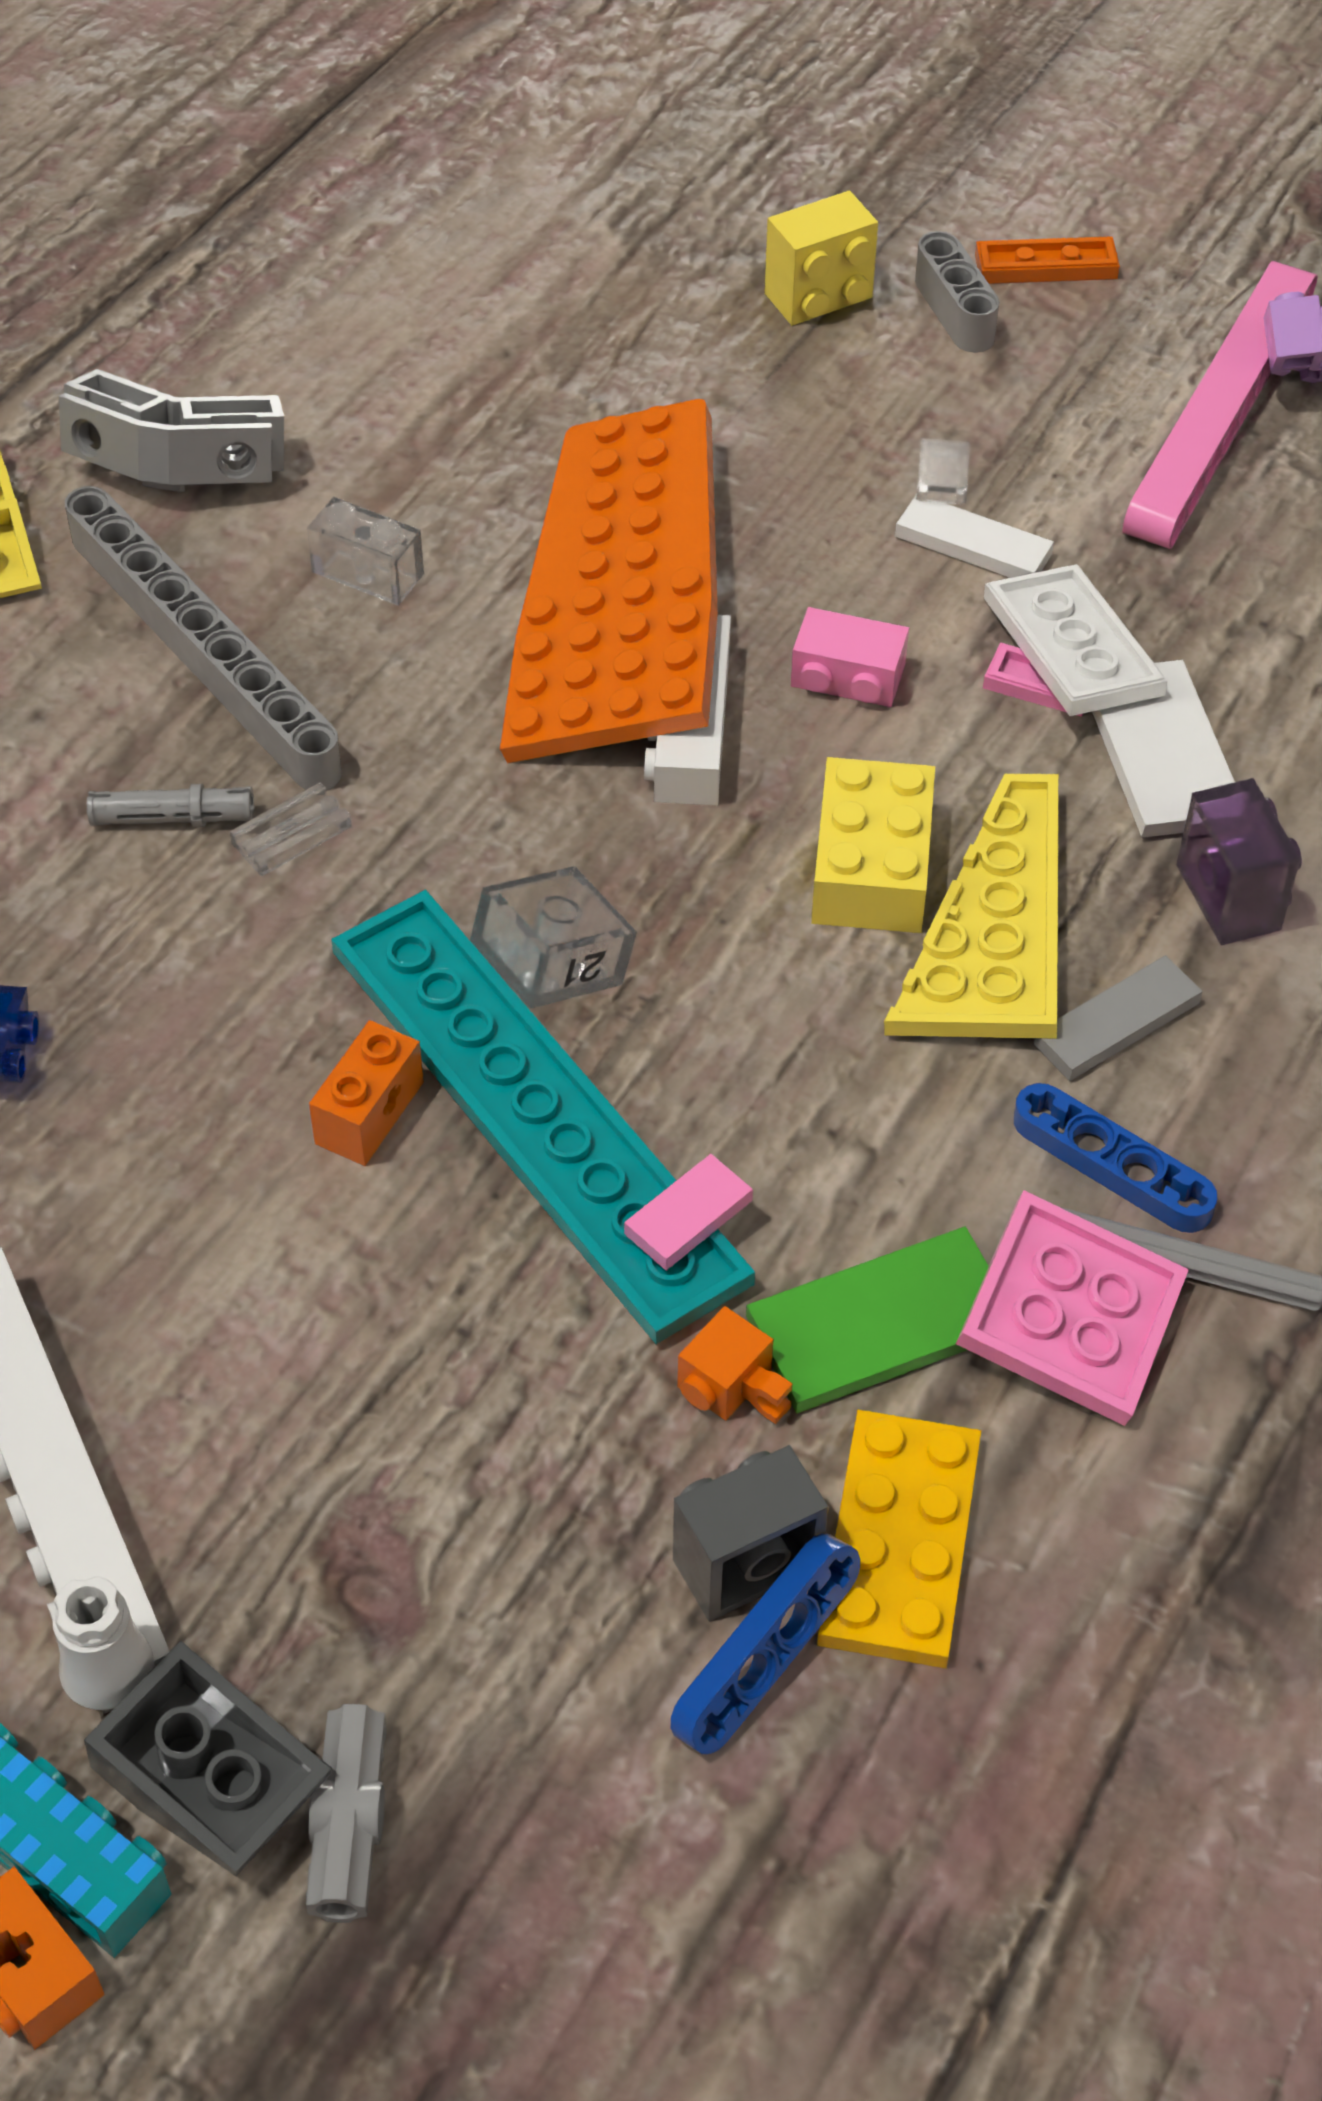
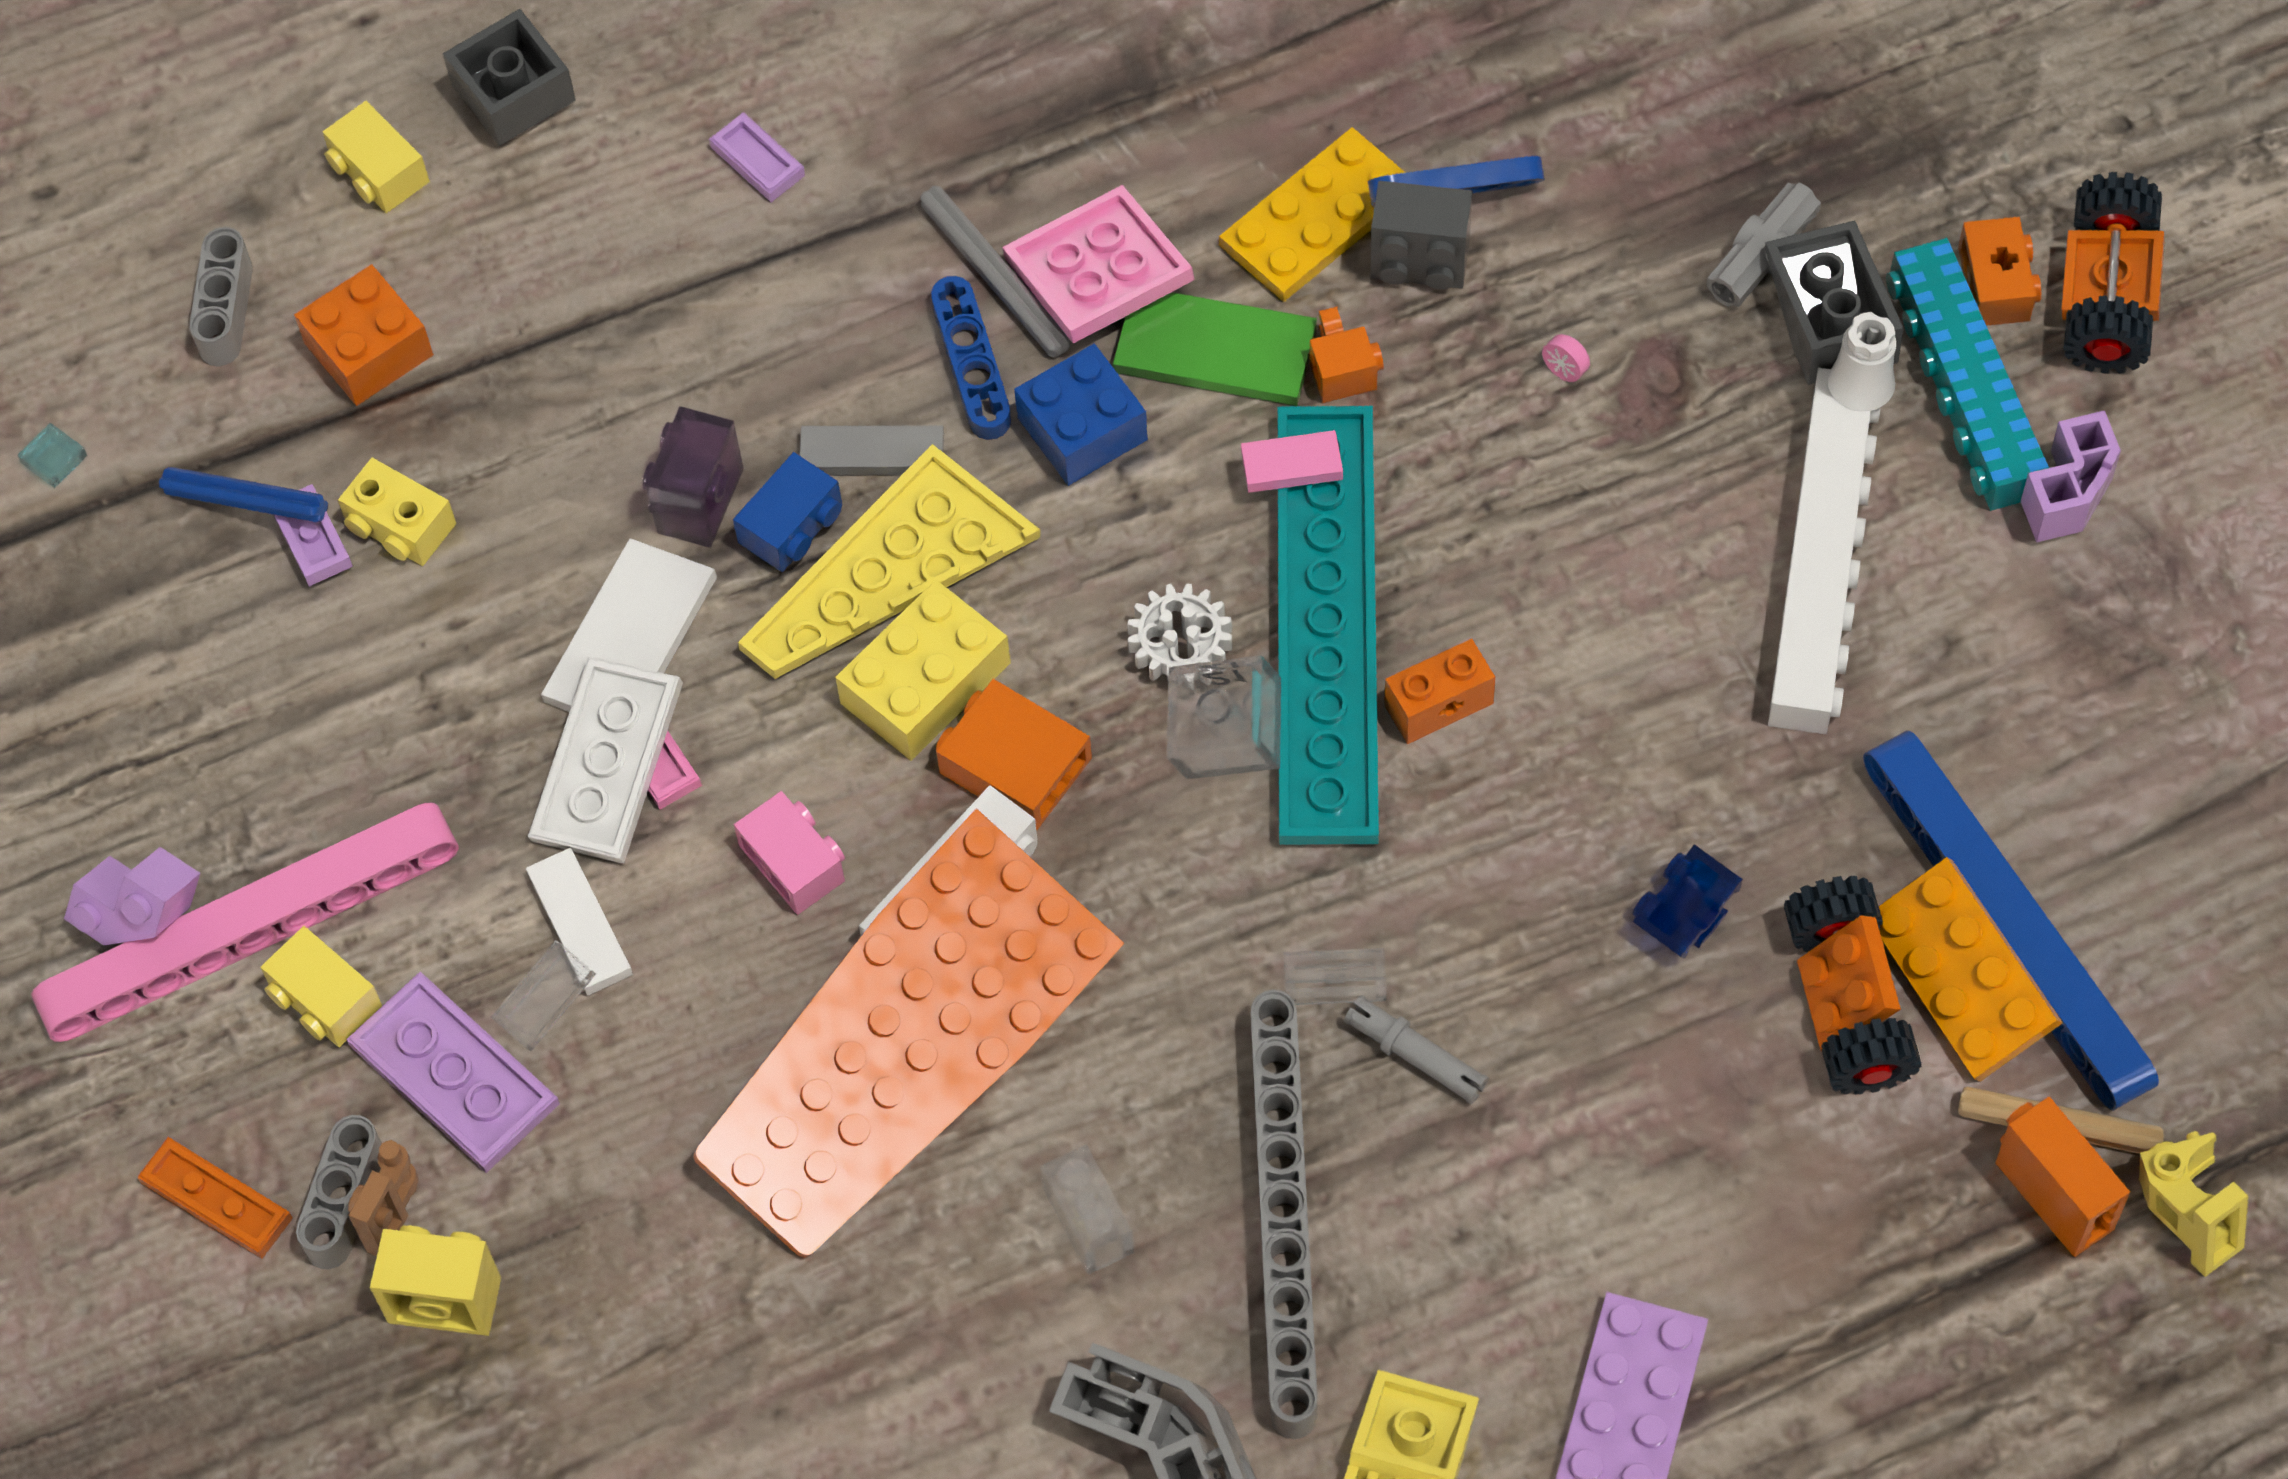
camera: 140 degrees left, 10 degrees up
(486, 1521) = (1566, 357): none -> bright pink tile
(632, 1008) = (1157, 621): none -> white gear
(731, 828) = (1014, 749): none -> orange brick
(912, 280) = (384, 1196): none -> medium nougat plate
(945, 1147) = (1081, 414): none -> blue brick
(963, 406) = (453, 1072): none -> lavender tile
(1114, 381) = (319, 987): none -> light yellow brick
(1127, 896) = (788, 512): none -> blue brick

